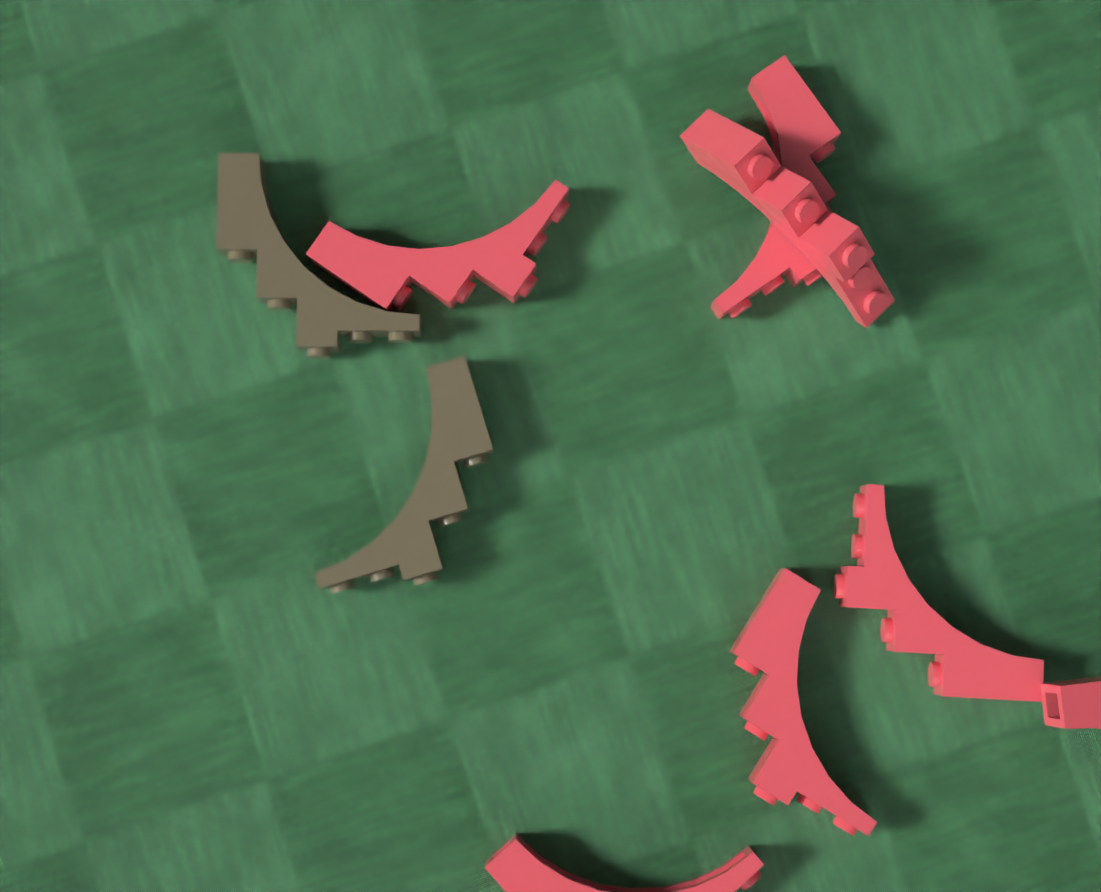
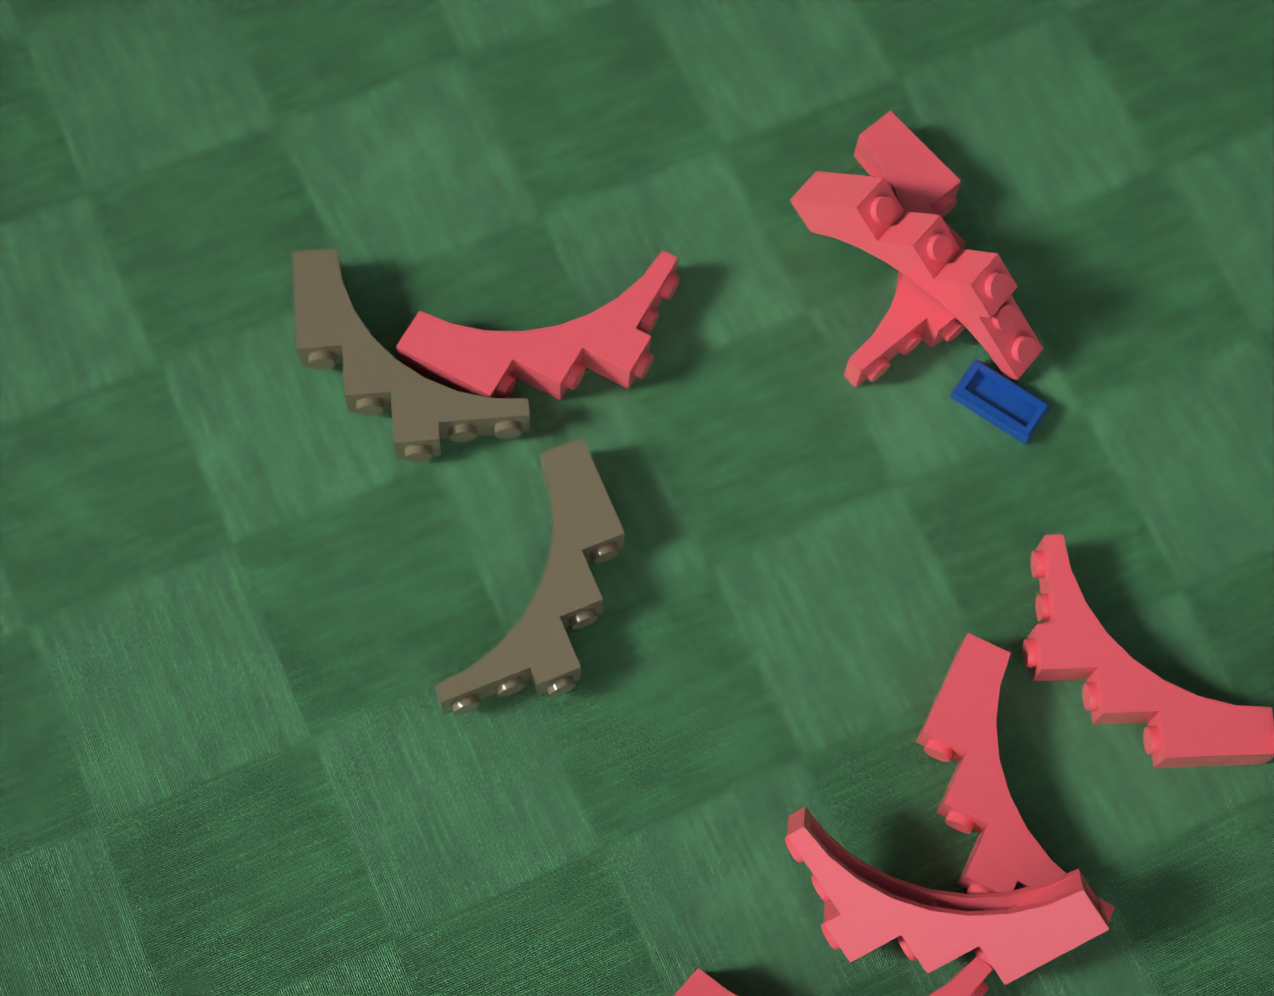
camera: 10 degrees left, 15 degrees down
(722, 823) = (1006, 929): none -> coral arch
(848, 345) = (1000, 401): none -> blue tile

